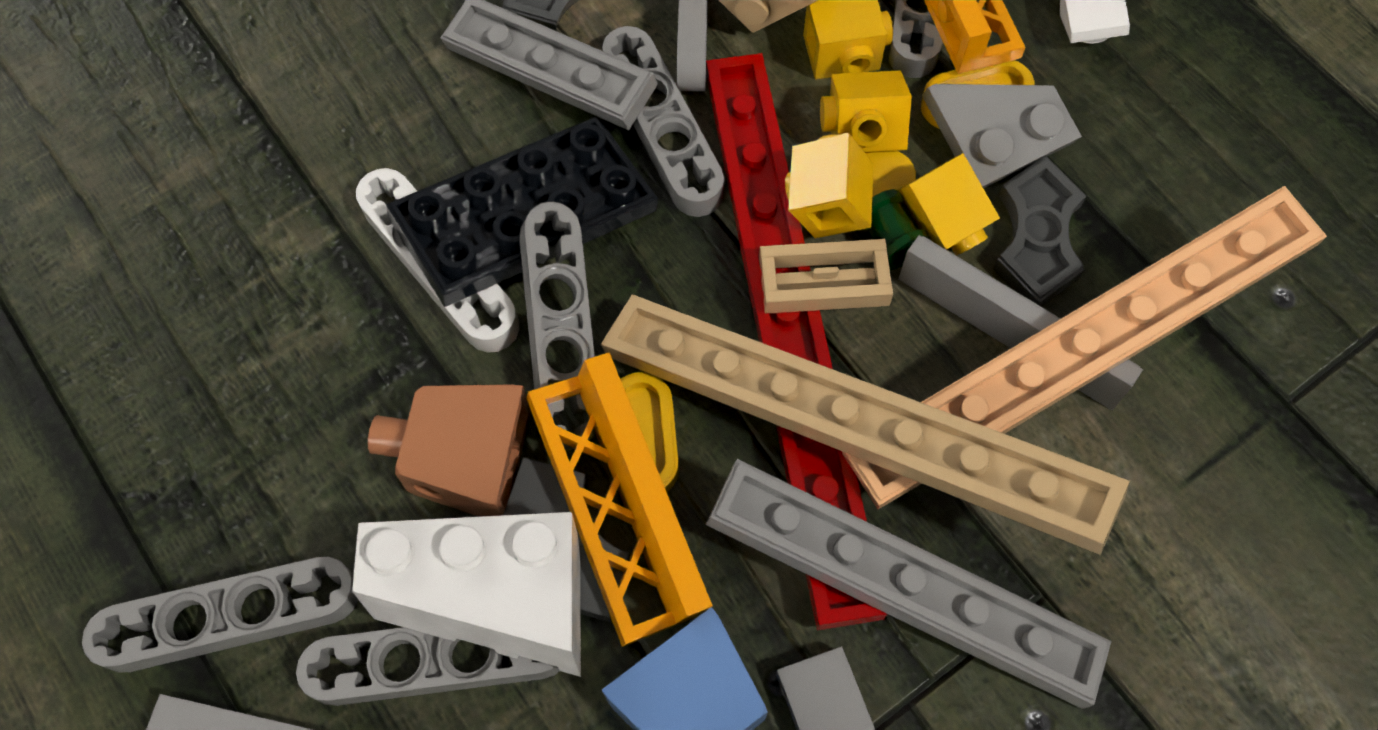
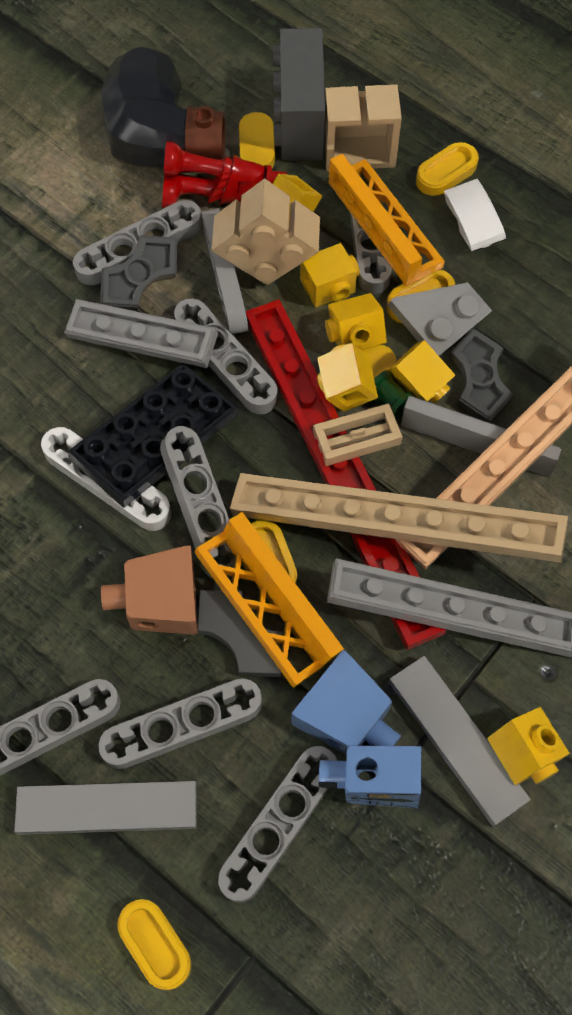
camera: 15 degrees left, 0 degrees up
(478, 581) = (199, 669): white wedge -> none

